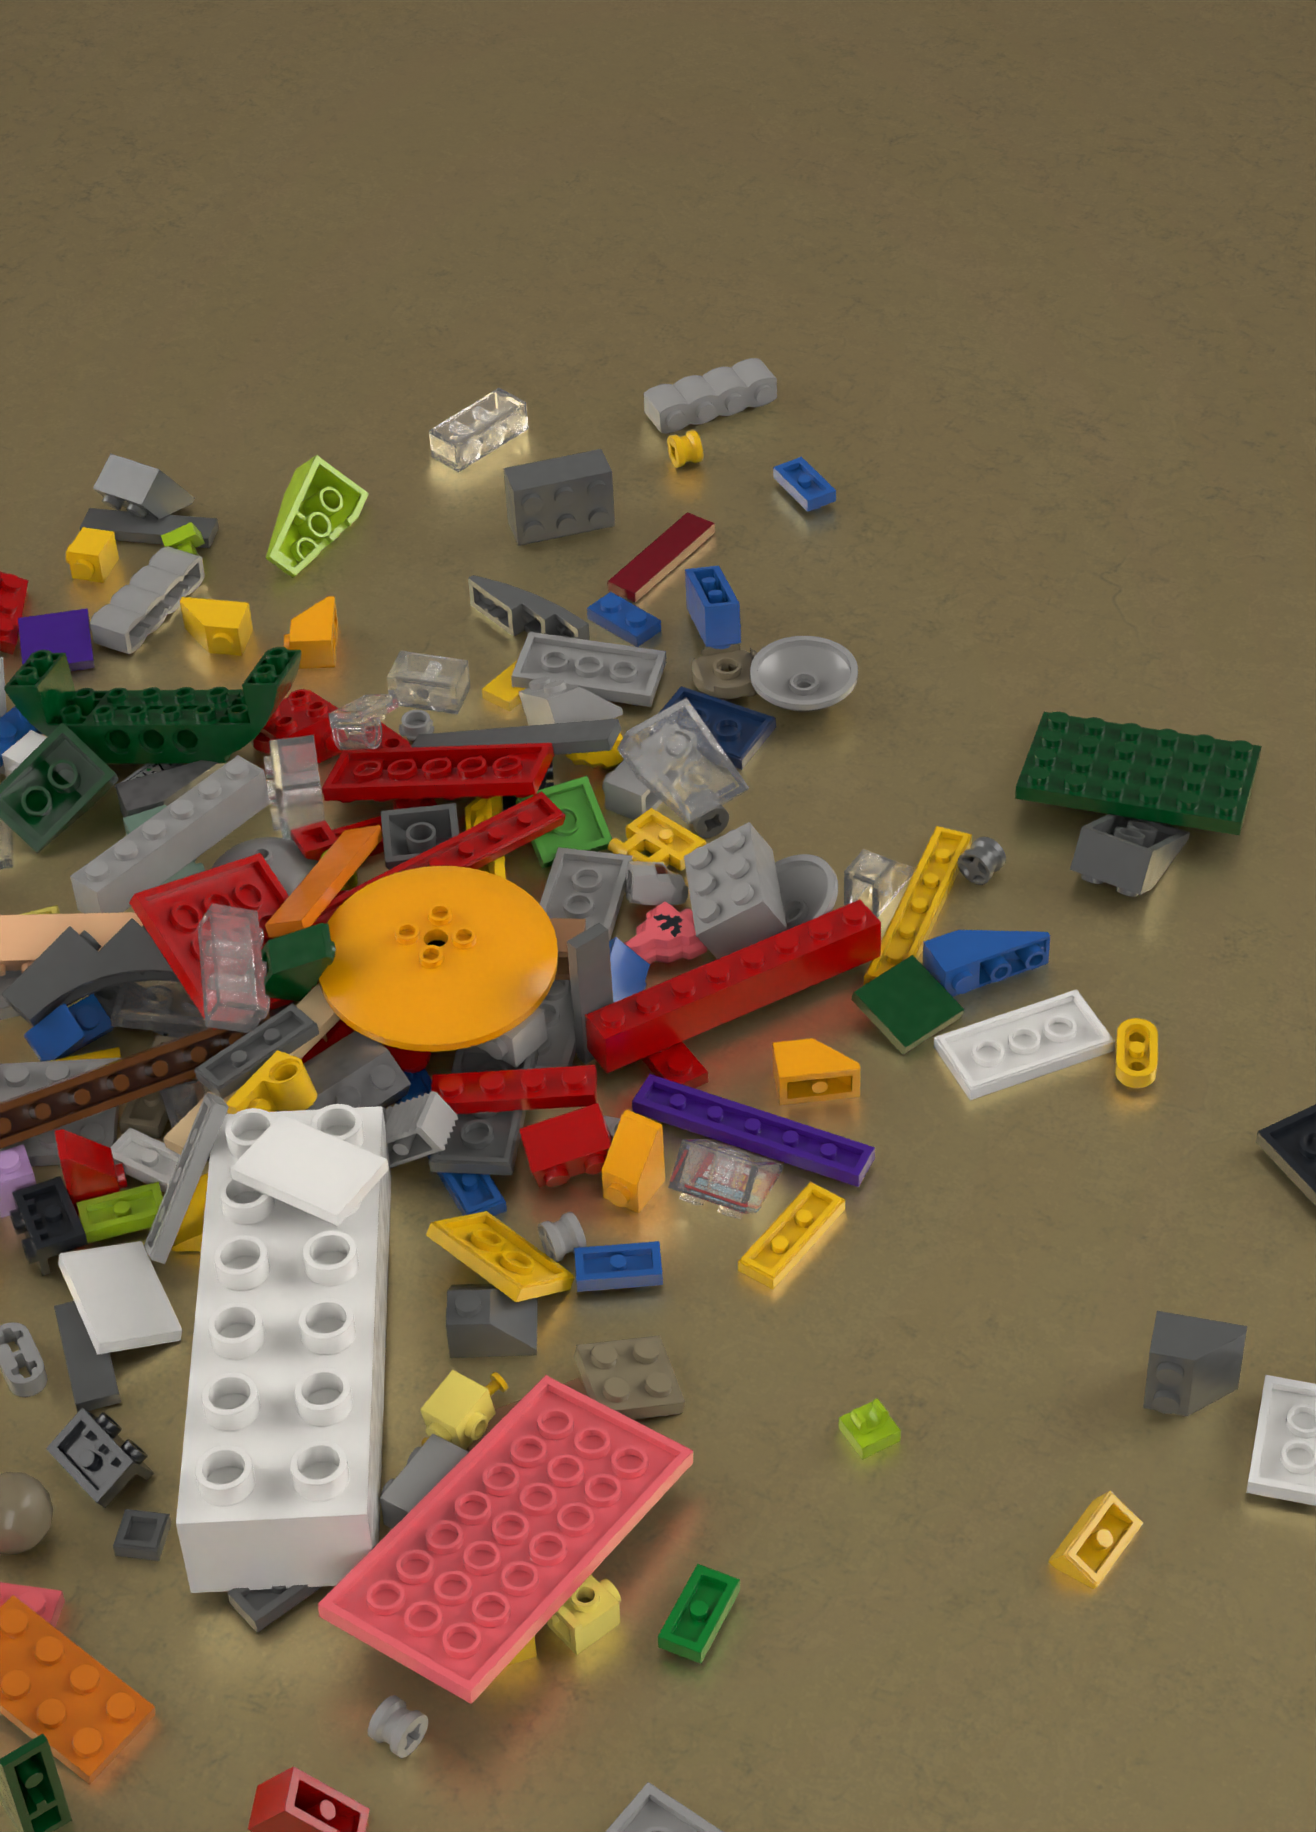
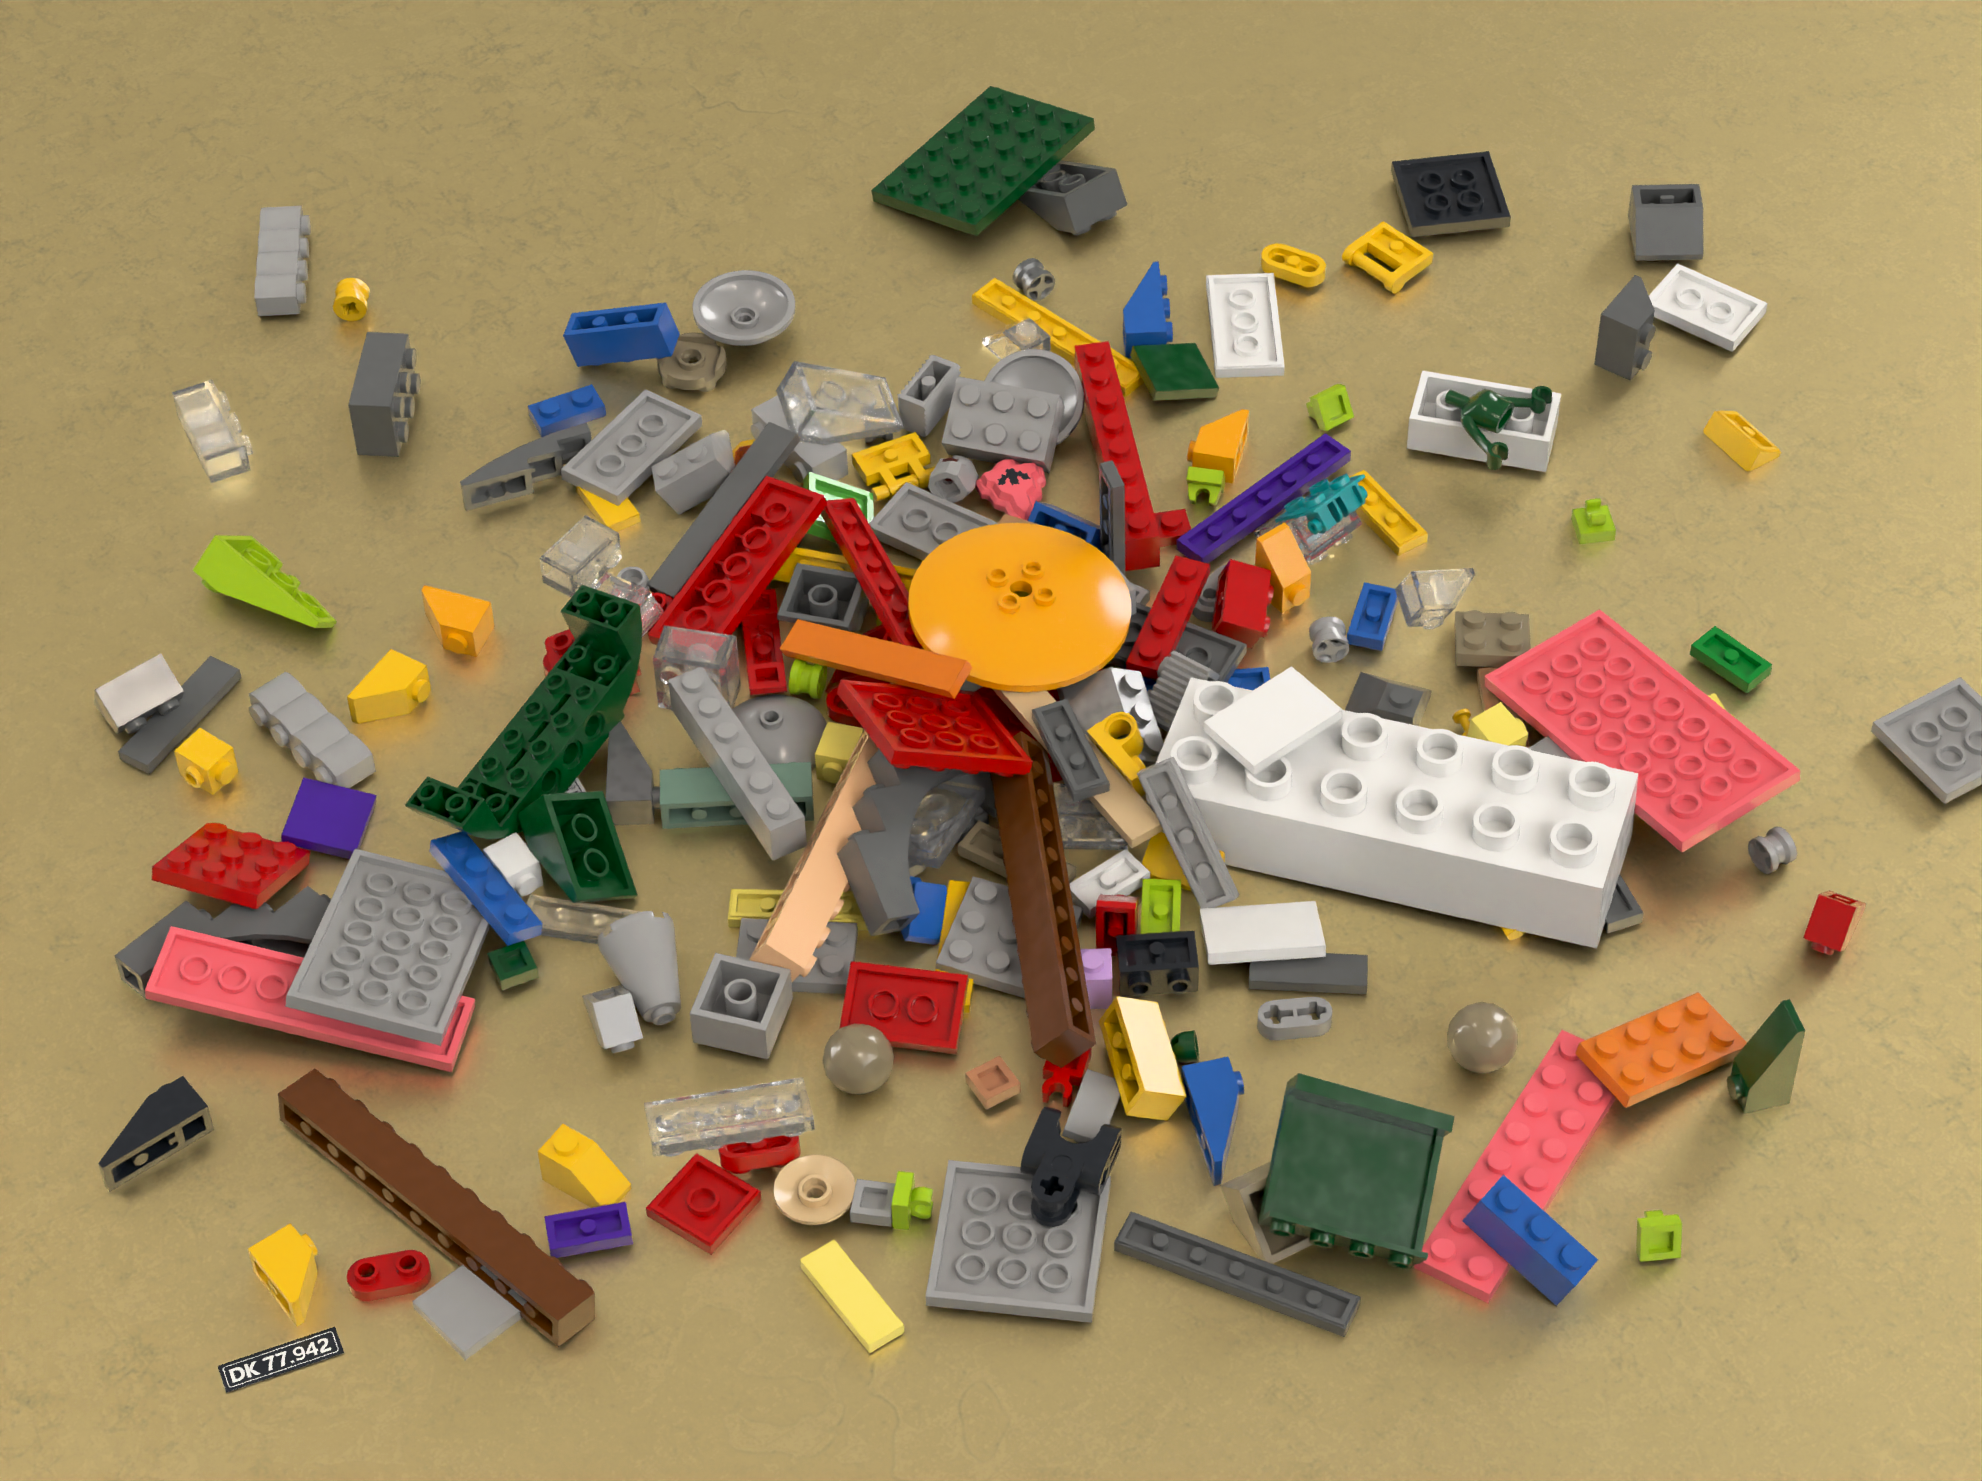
camera: 70 degrees left, 5 degrees up
(98, 1456) = (1433, 980): black bracket -> none
(142, 1534) = (1517, 973): dark grey tile -> none
(184, 538) = (241, 683): lime tile -> none
(232, 968) = (991, 725): clear brick -> none
(297, 961) = (995, 687): dark green slope -> none
(500, 1256) = (1352, 672): yellow tile -> none
(660, 1304) = (1432, 595): none -> clear slope
(661, 557) = (494, 362): dark red tile -> none
(733, 726) = (732, 398): dark blue tile -> none
(742, 1167) = (1327, 503): none -> teal hinge
(749, 1076) = (1205, 480): none -> lime tile
(771, 822) = (928, 395): none -> light grey brick
(804, 484) = (459, 239): blue plate -> none
(922, 1143) = (1330, 407): none -> lime tile
(936, 1259) = (1492, 412): none -> dark green piece
(962, 1275) = (1438, 427): none -> white brick
(1214, 1134) = (1394, 250): none -> yellow plate

